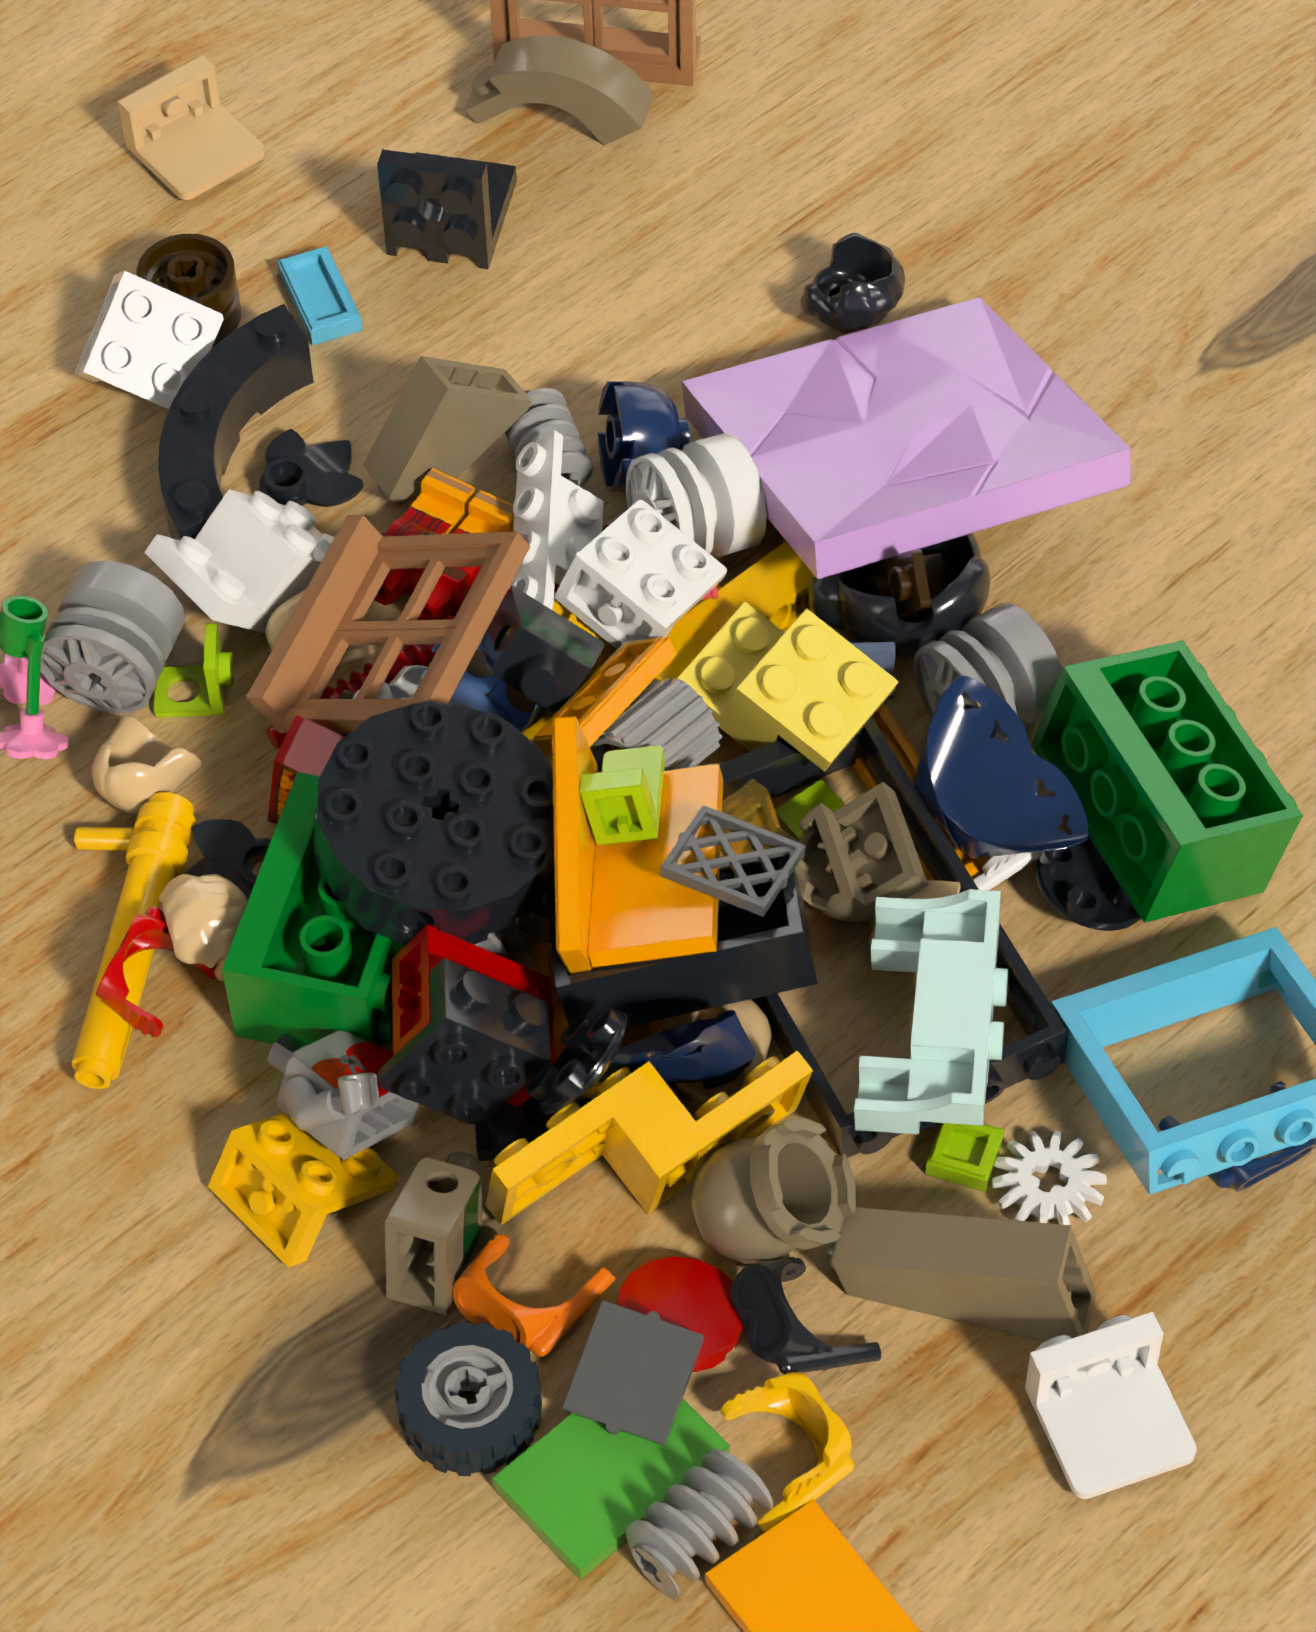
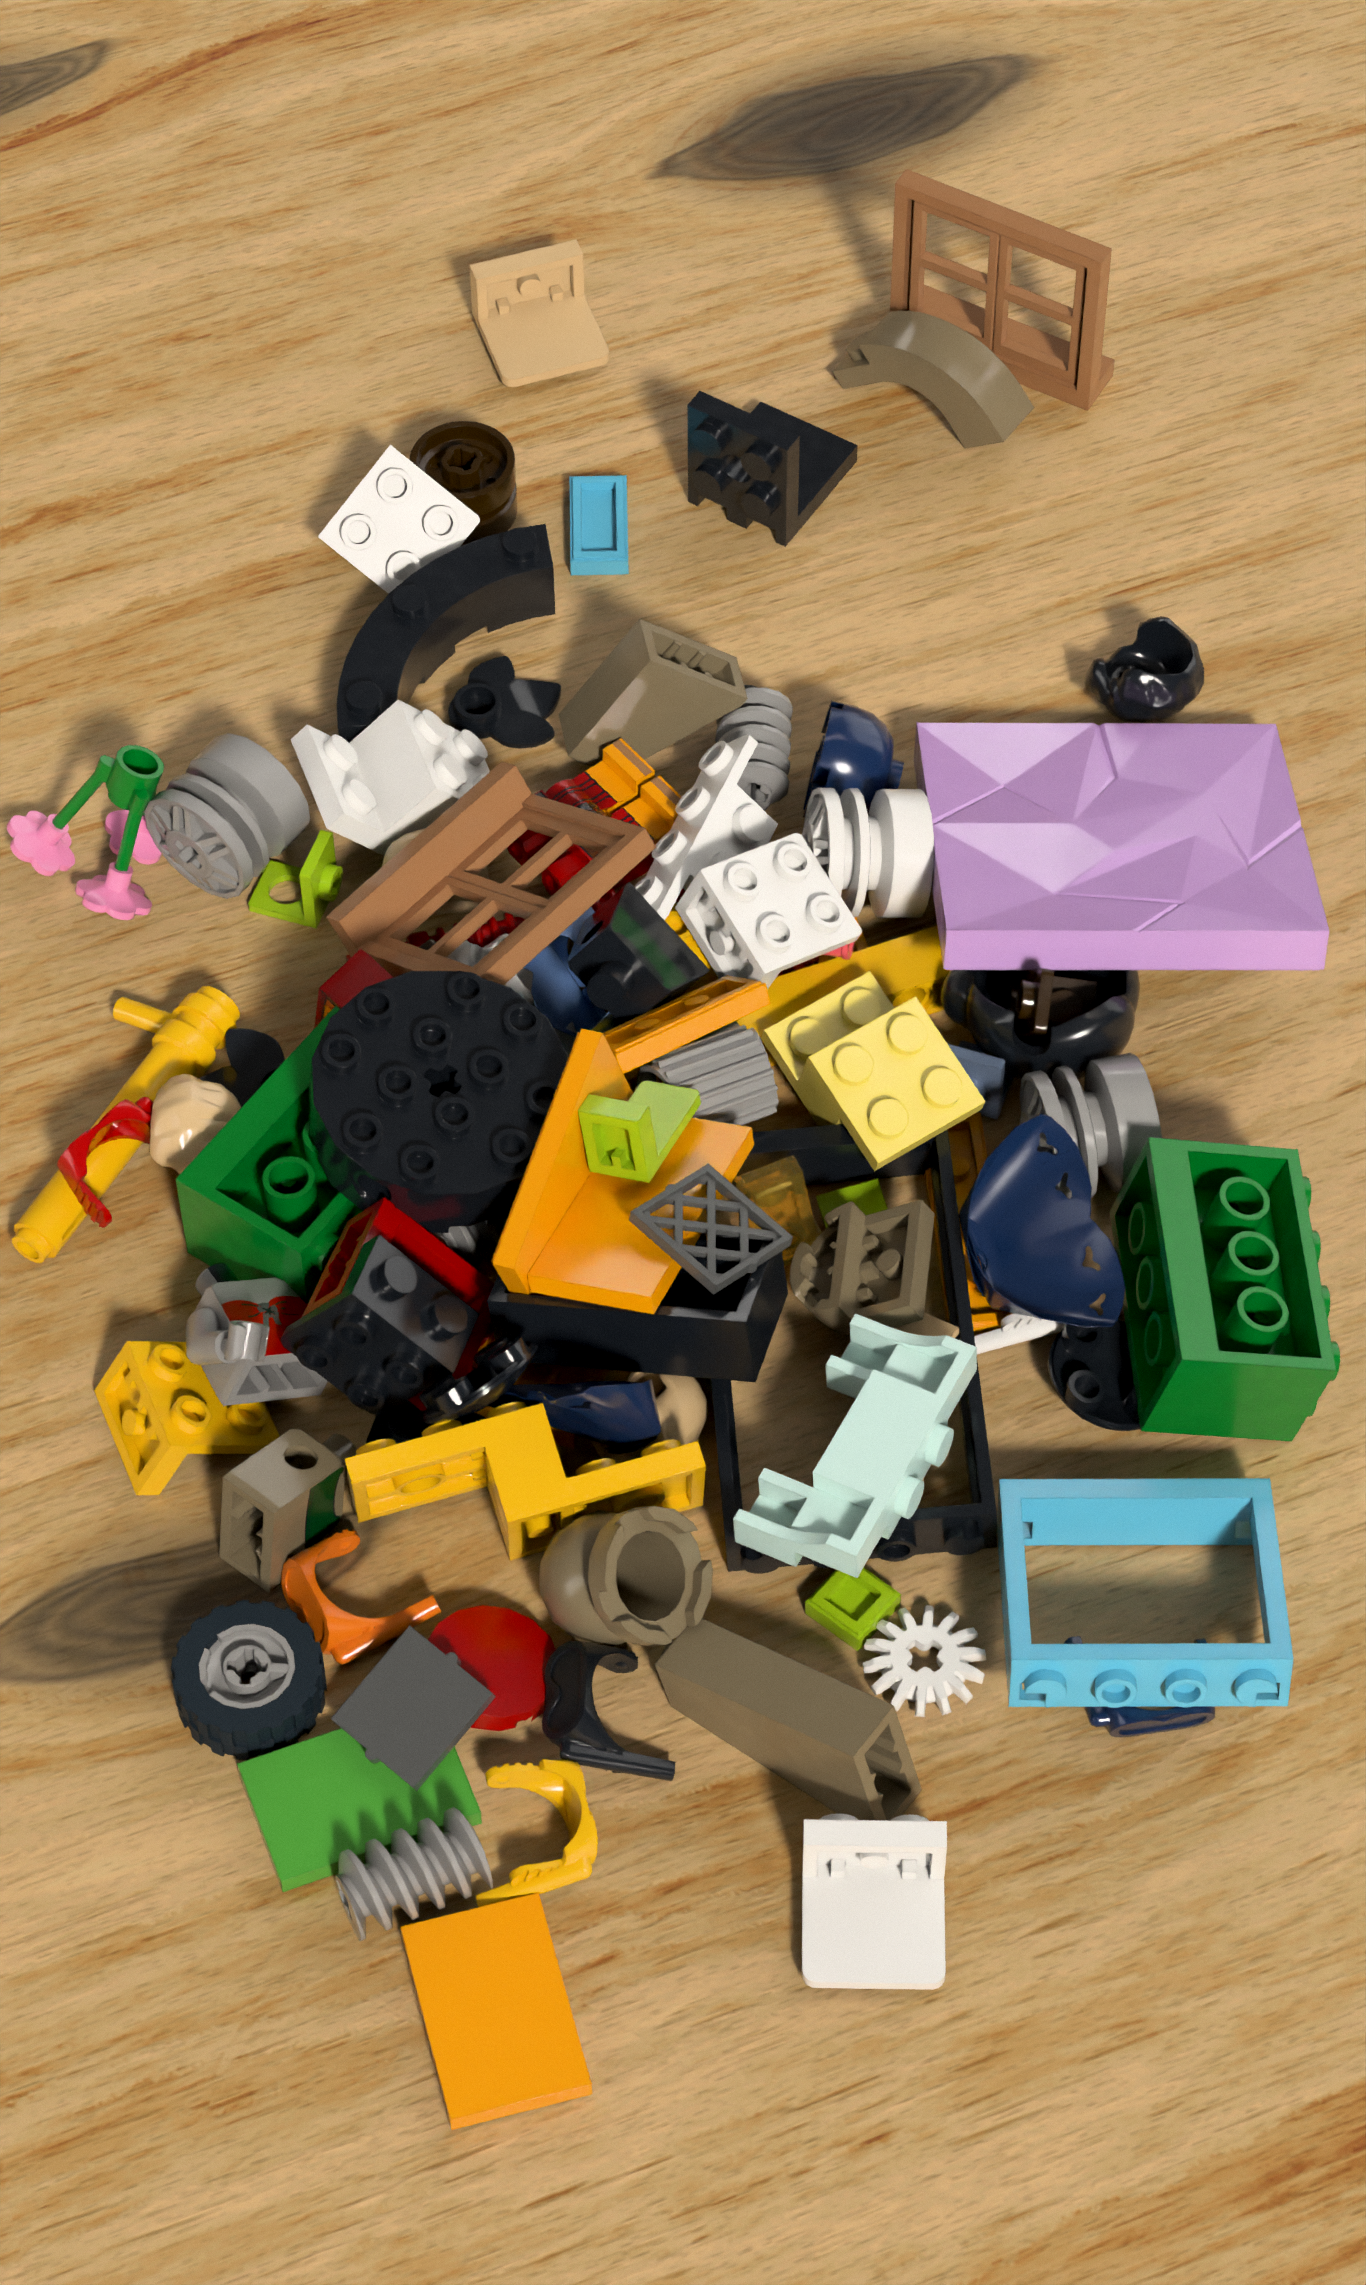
camera: 20 degrees right, 0 degrees up
(137, 765) = (204, 951): tan hair -> none

